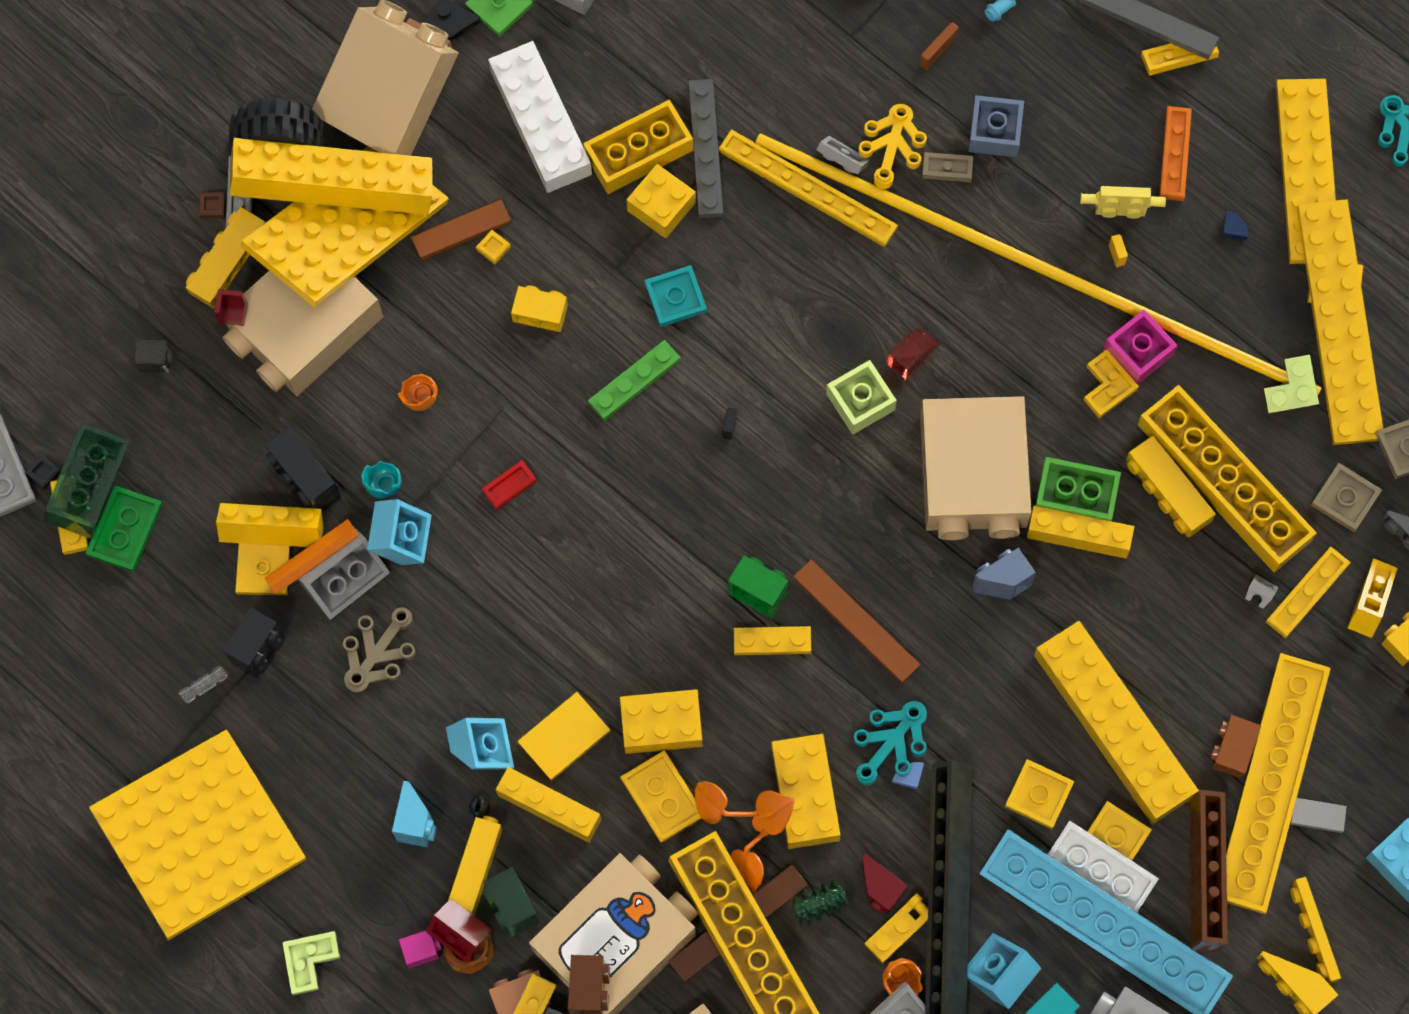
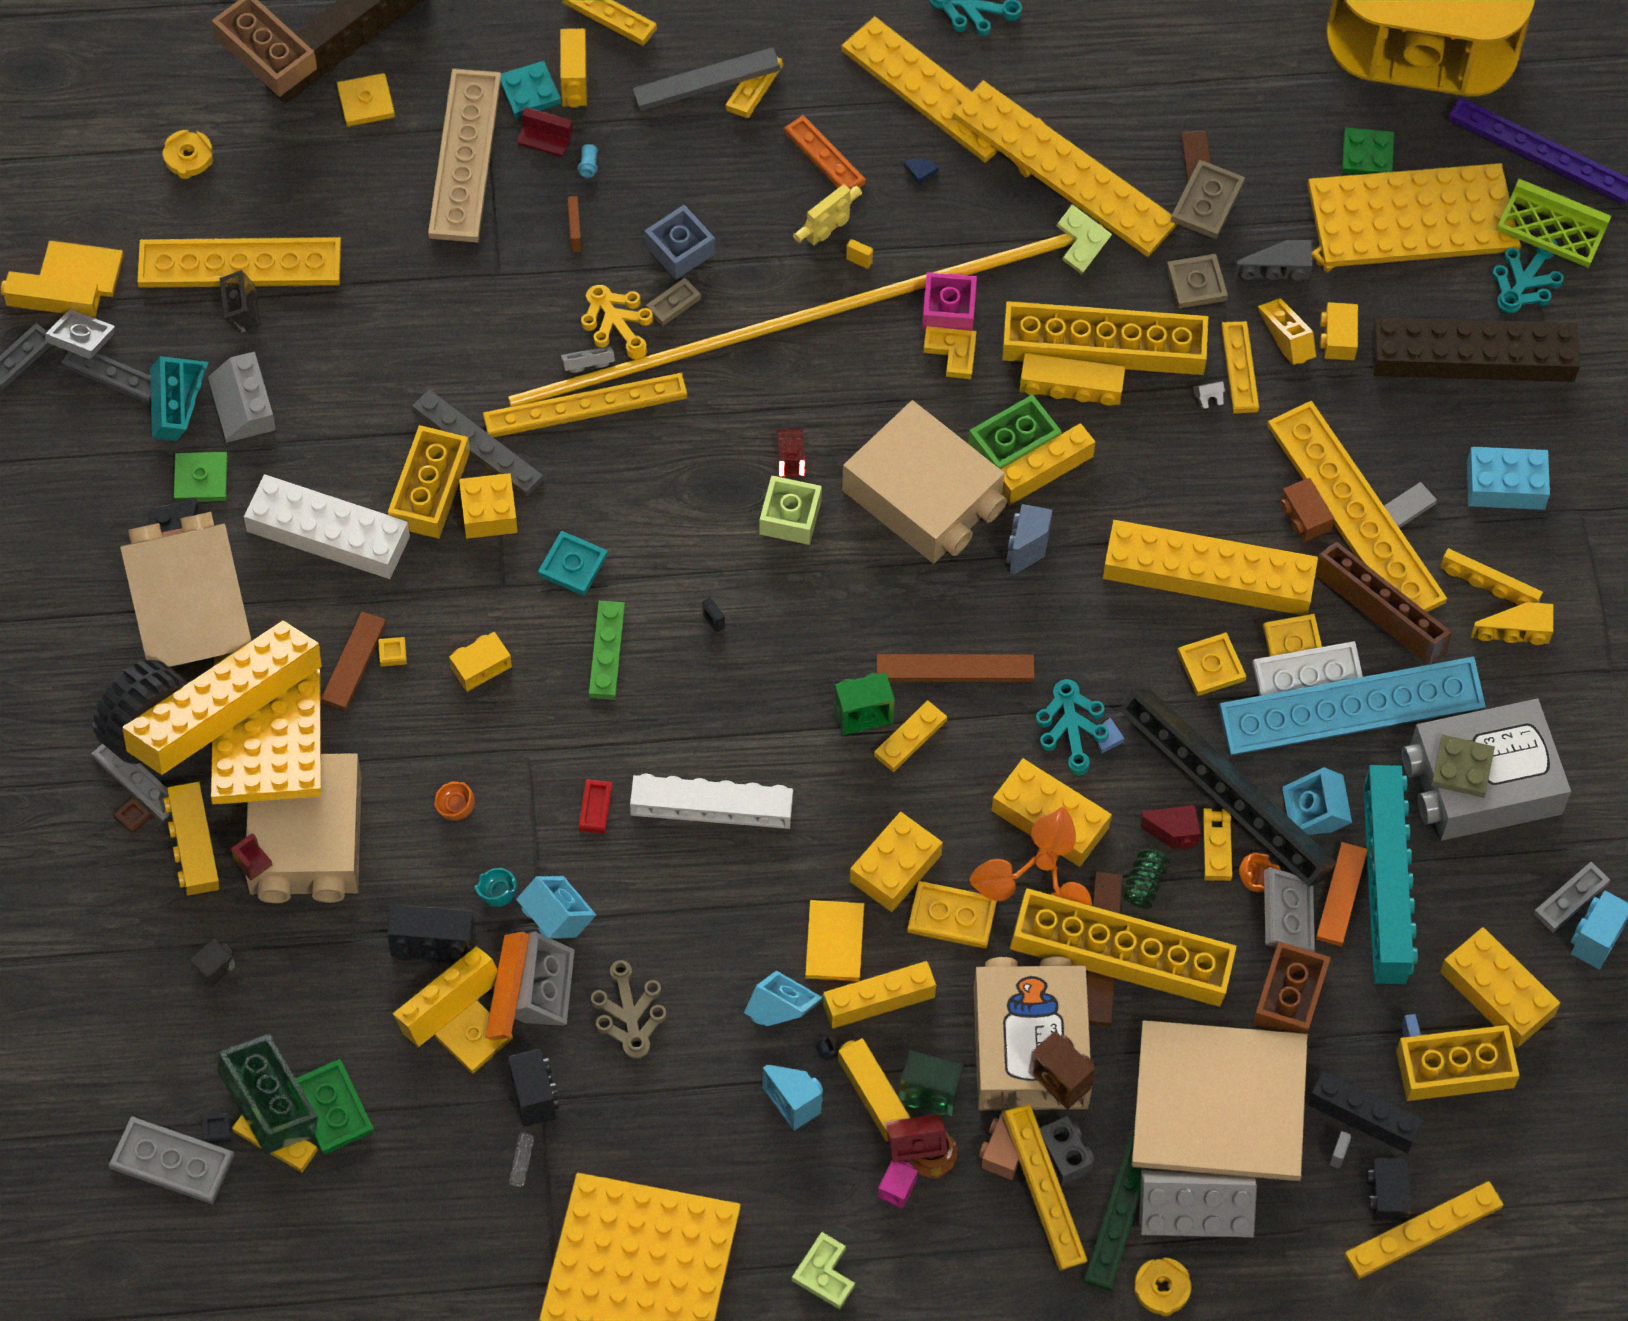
camera: 50 degrees left, 10 degrees down
(585, 556) = (711, 801): none -> white brick

